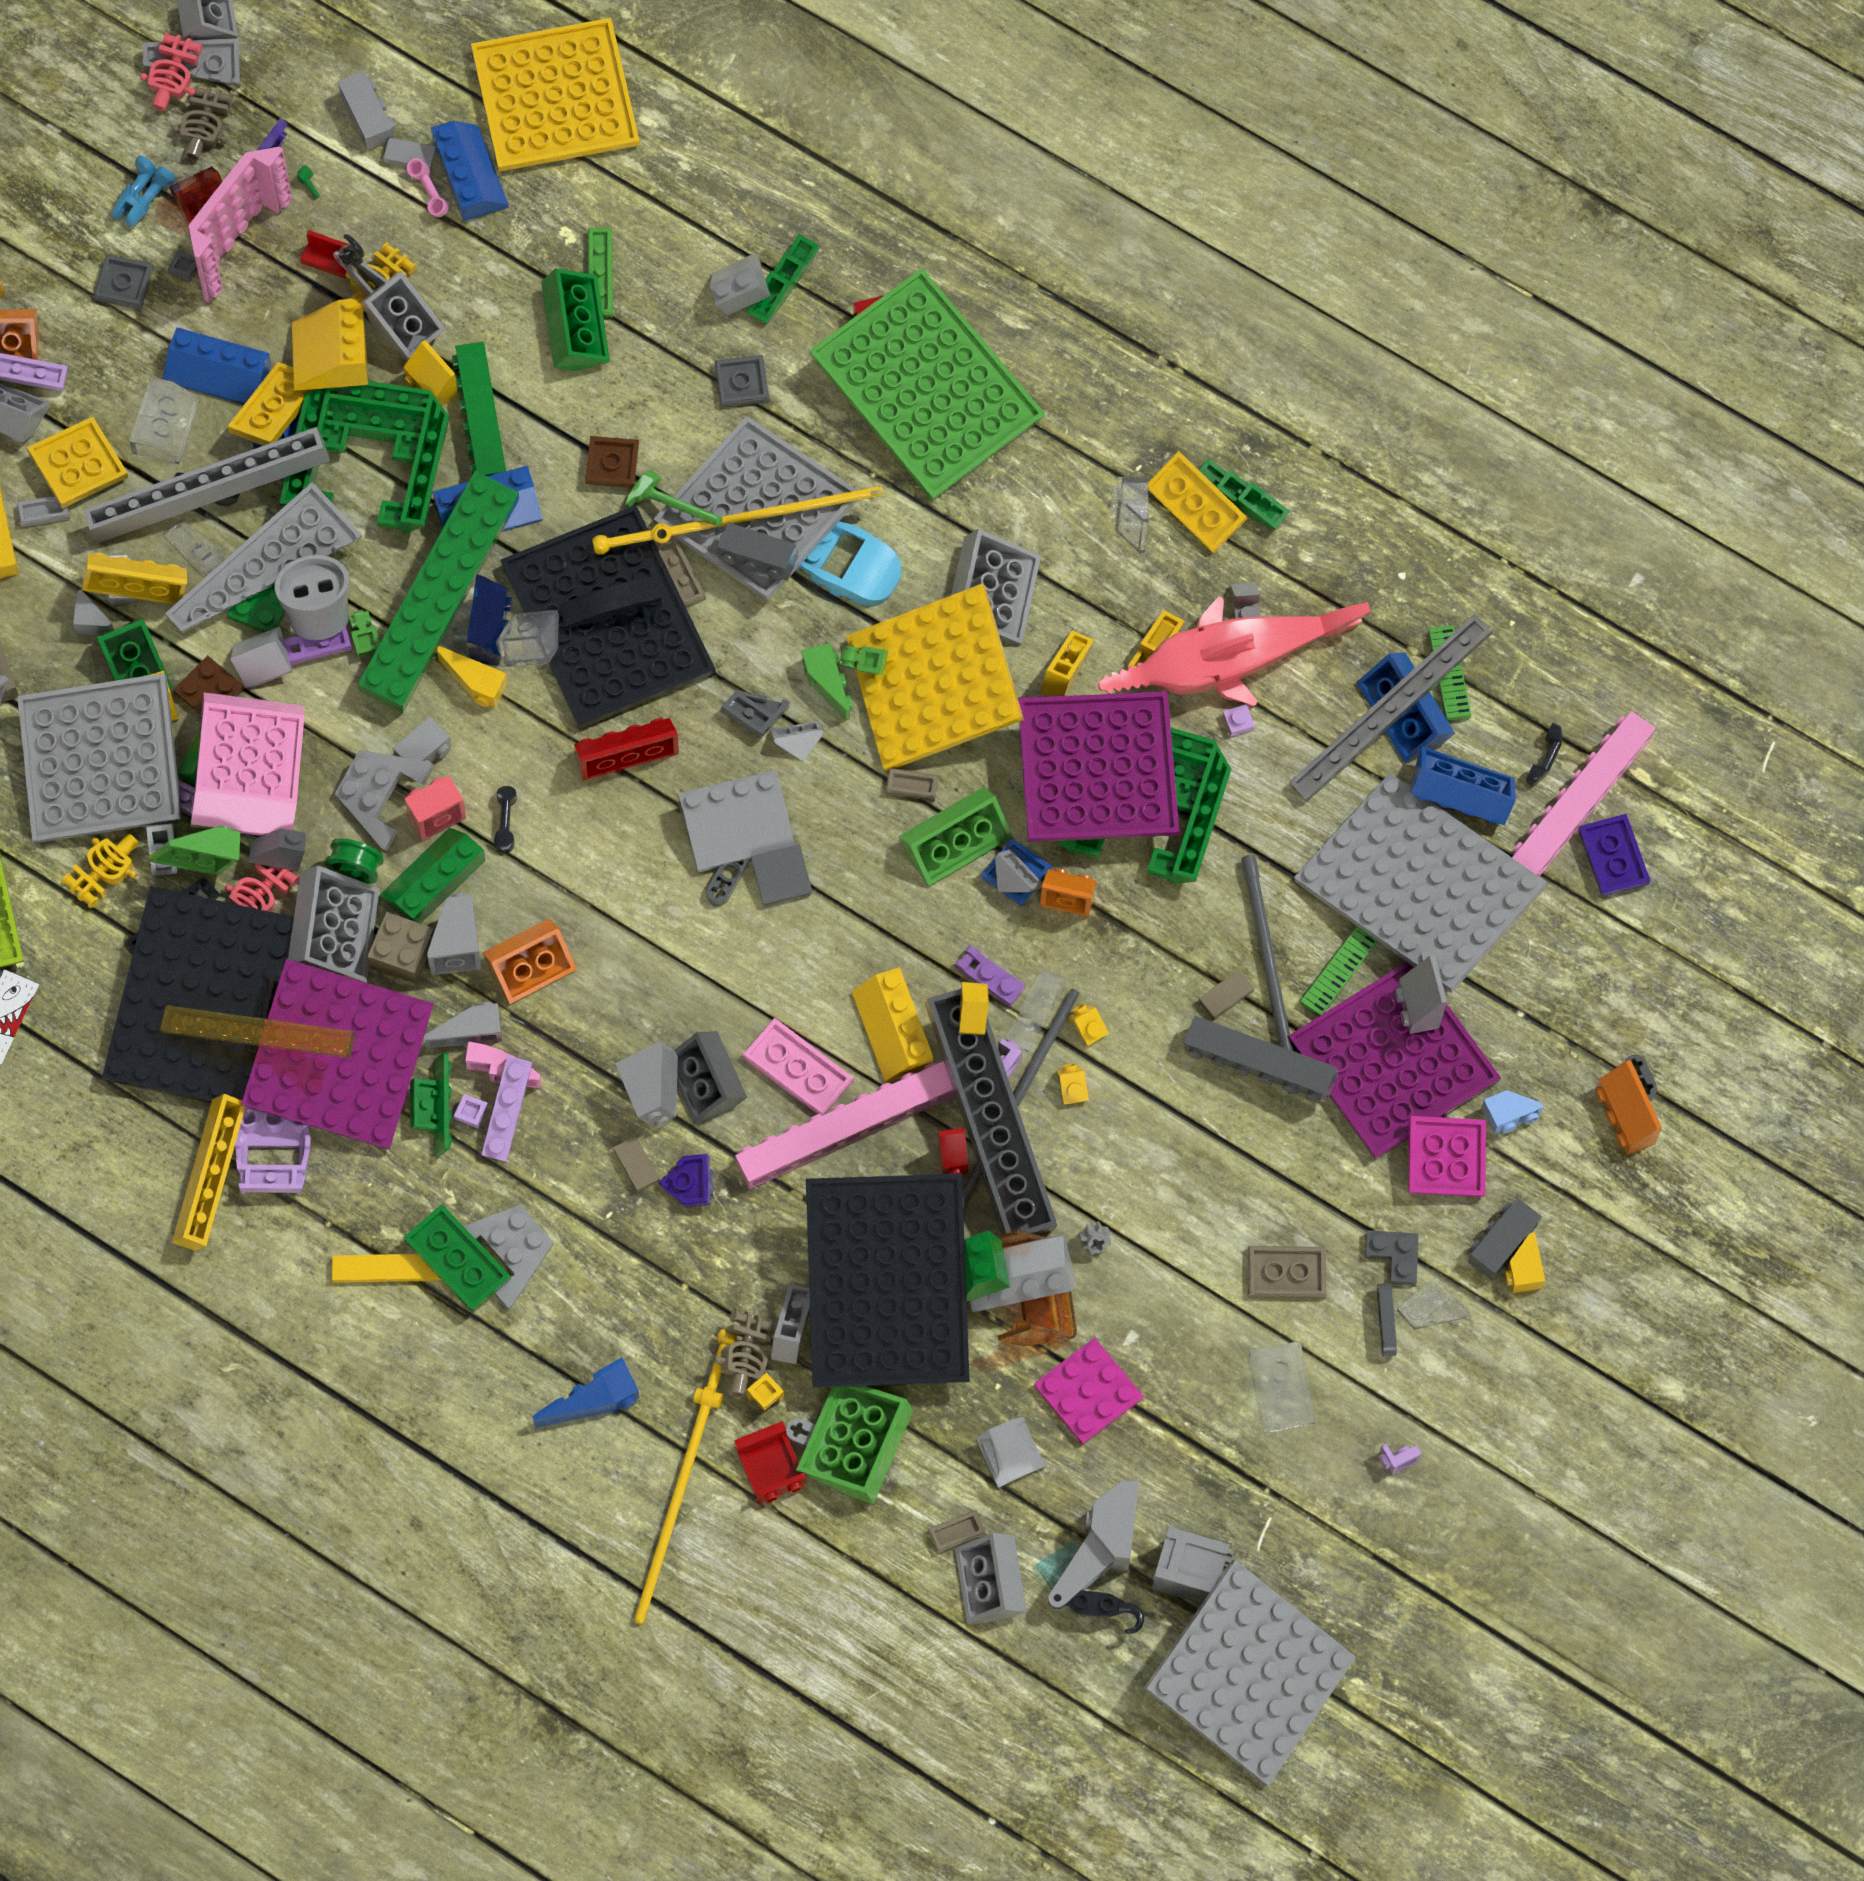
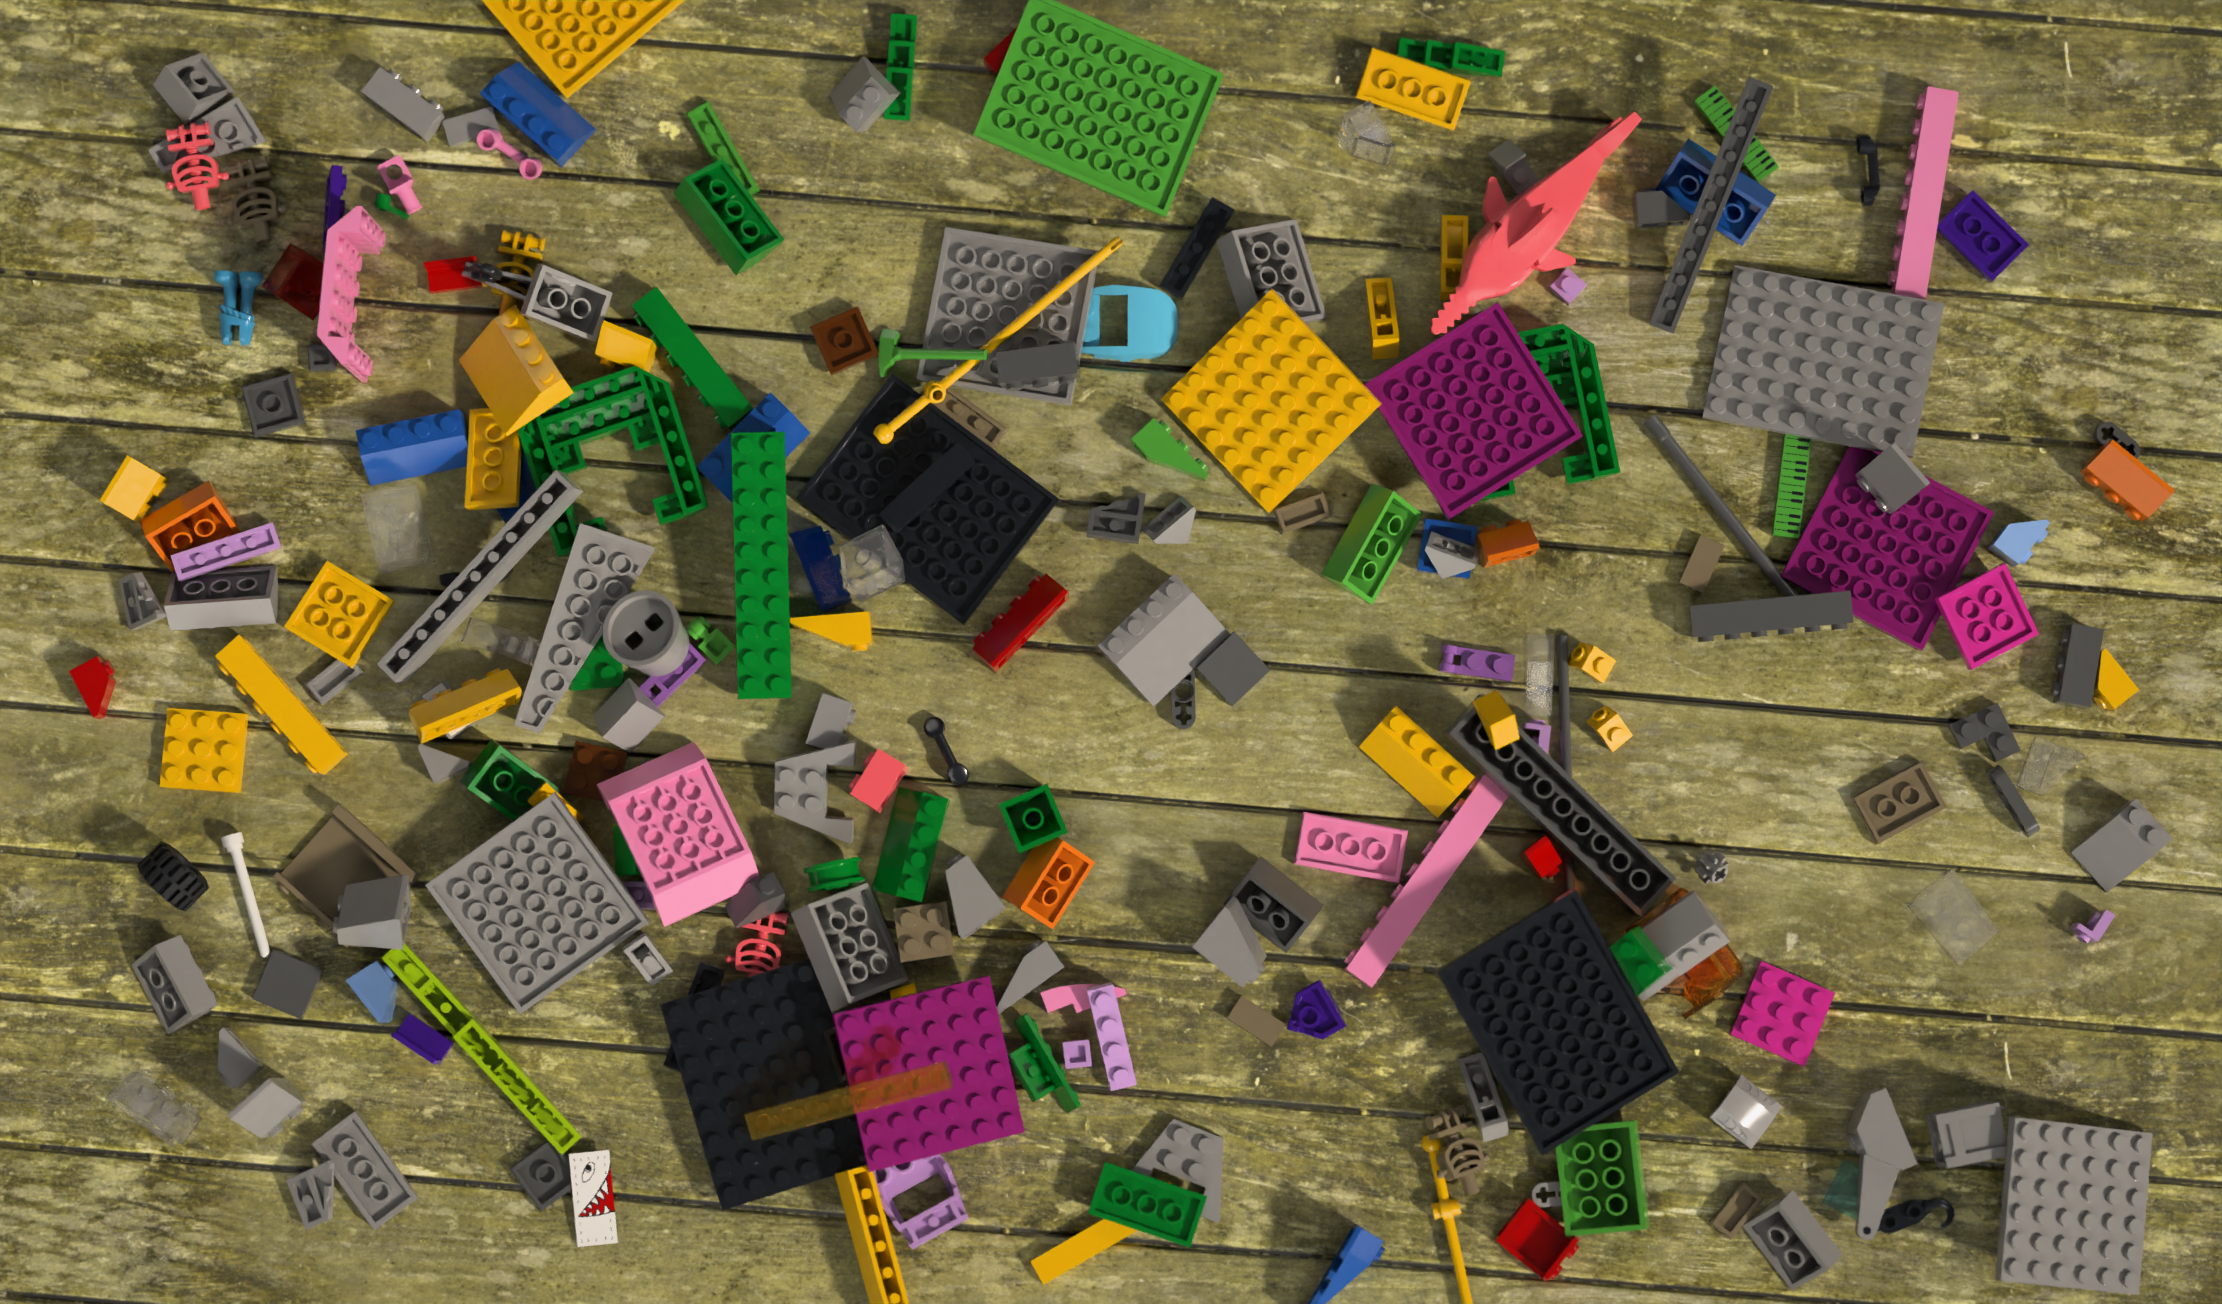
camera: 25 degrees left, 15 degrees up
(118, 856) = (607, 978): yellow torso -> none
(203, 851) = (695, 937): bright green slope -> none
(326, 170) = (401, 186): none -> bright pink bracket
(545, 899) = (1033, 818): none -> green slope
(741, 381) = (919, 192): dark grey tile -> none
(765, 1392) = (1497, 1179): yellow panel -> none
(869, 661) = (1202, 417): bright green plate -> none
(943, 536) = (1197, 248): none -> black plate
(1346, 696) = (1657, 210): none -> dark grey slope
(1461, 1403) = (2121, 844): none -> light grey slope
(1463, 786) = (1812, 243): blue slope -> none

